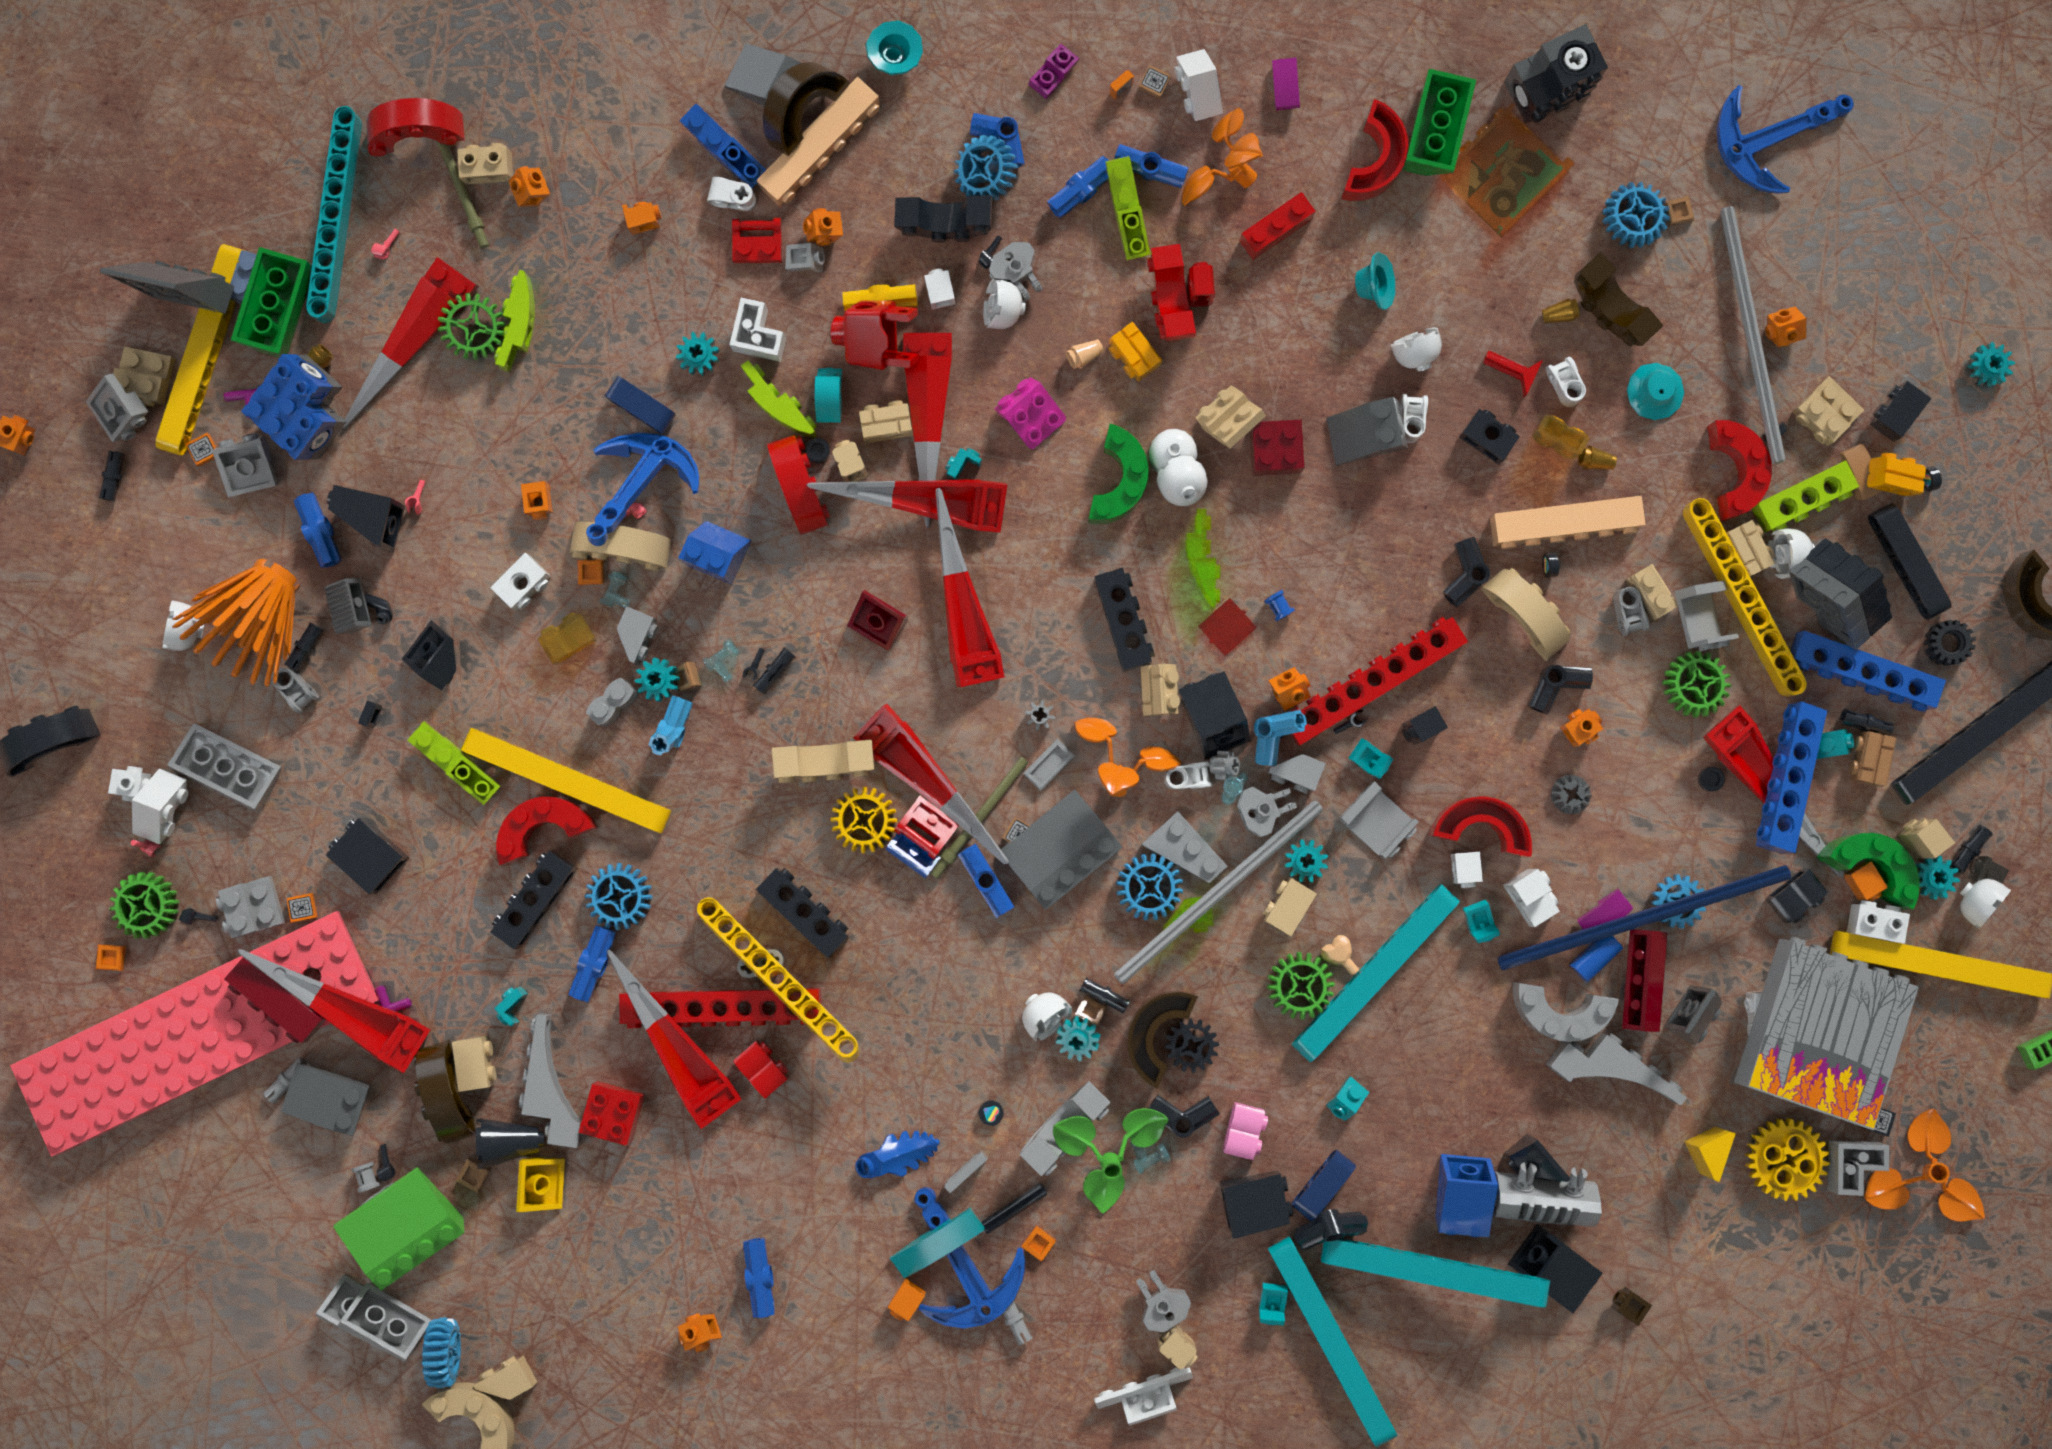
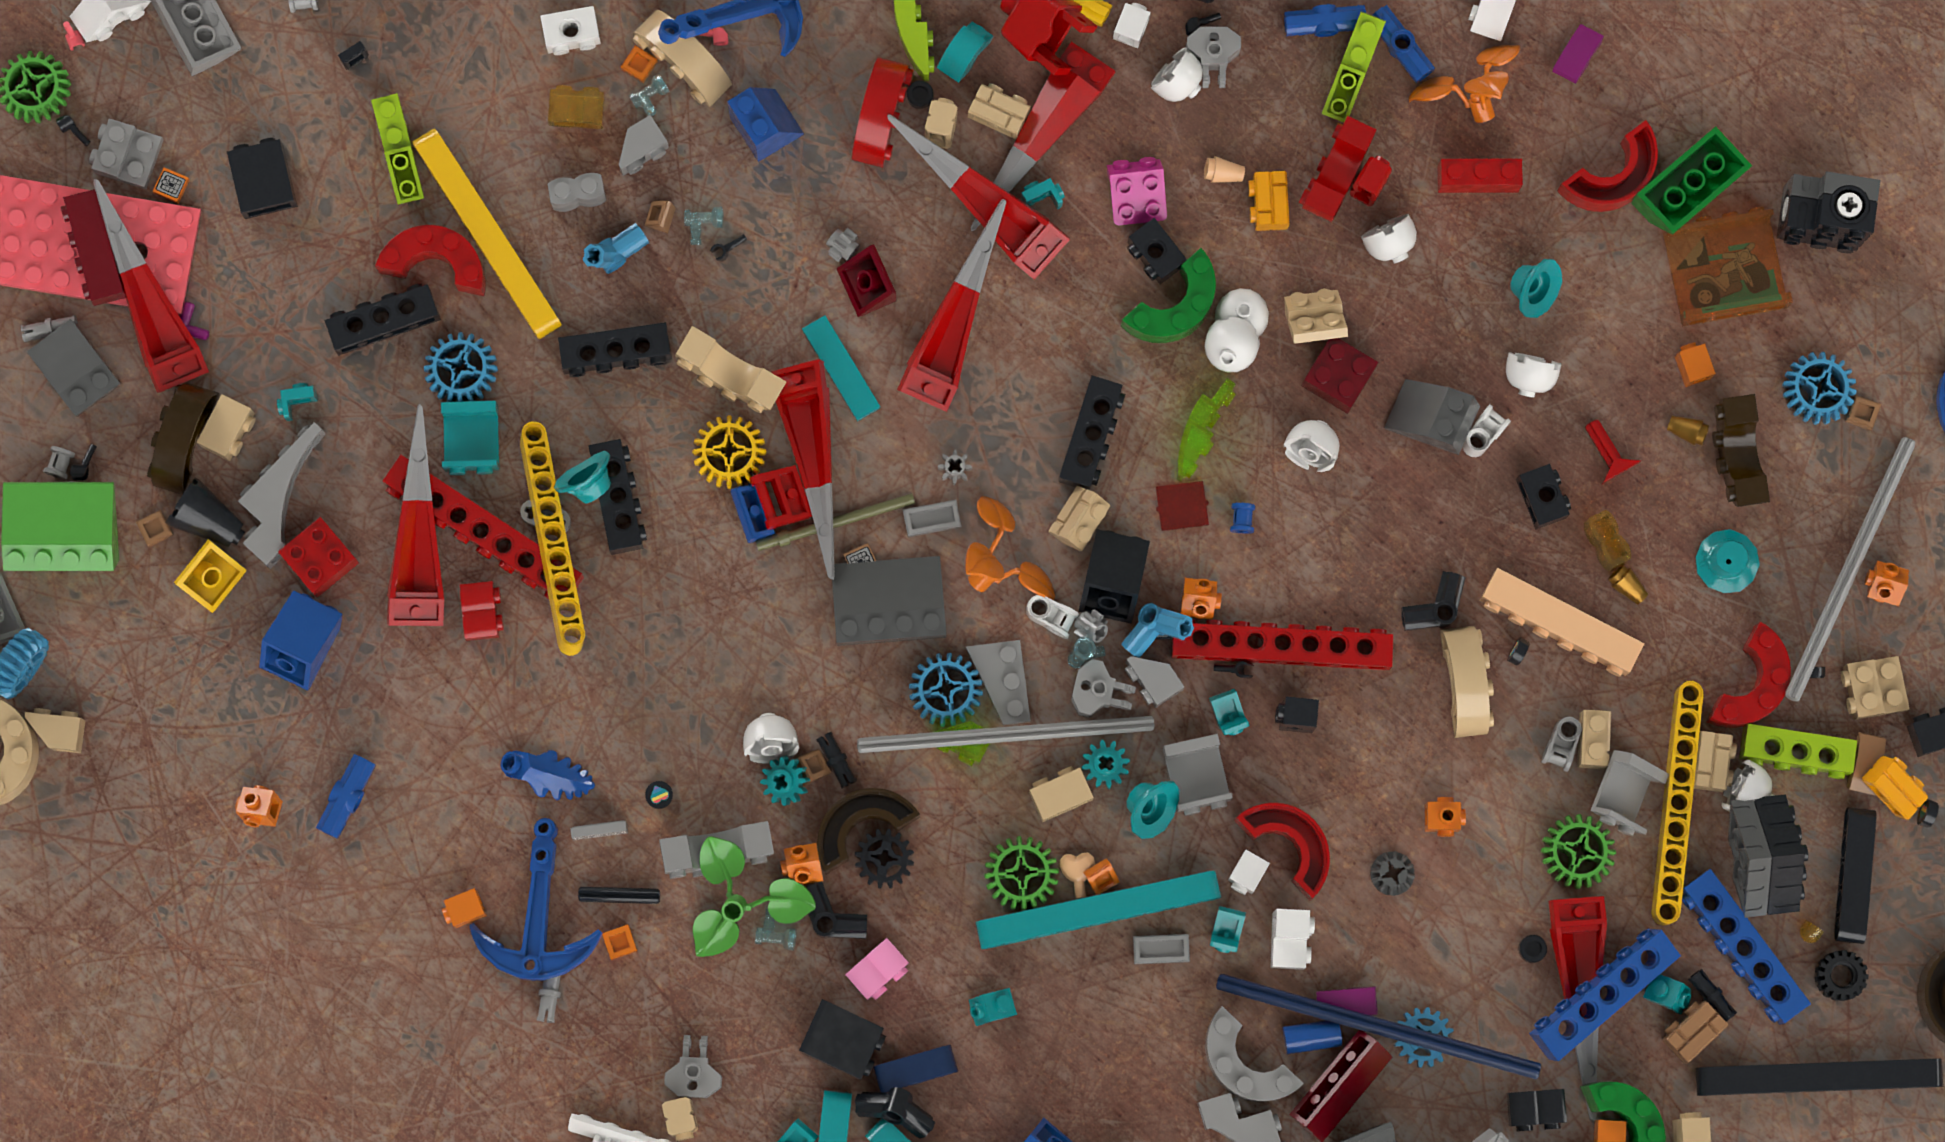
camera: 25 degrees right, 5 degrees down
(433, 656) = (446, 42): black slope -> none
(592, 963) = (394, 412): blue piece -> none
(641, 1184) = (299, 639): none -> blue slope
(651, 686) = (631, 188): teal gear -> none
(662, 942) = (470, 437): none -> teal panel
(691, 821) = (573, 346): none -> black brick
(772, 918) = (587, 479): none -> teal hat
(774, 671) = (742, 264): black pin -> none
(839, 604) = (843, 244): none -> light grey gear
(903, 698) = (841, 368): none -> teal tile
(937, 1243) = (528, 874): teal slope -> none
(994, 895) = (801, 565): blue piece -> none
(1068, 437) = (1152, 236): none -> black brick
(1134, 1092) = (802, 864): none -> orange brick
(1245, 320) = (1392, 239): none -> white cylinder
(1293, 514) = (1312, 445): none -> white cylinder
(1361, 946) = (1101, 877): none -> orange tile
(1363, 870) = (1152, 807): none -> teal hat
(1440, 969) = (1161, 949): none -> light grey tile
(1532, 259) = (1694, 364): none -> orange brick
(1564, 377) = (1649, 491): white piece -> none
(1568, 677) = (1434, 763): black piece -> none
(1905, 626) = (1810, 932): none -> clear yellow hinge

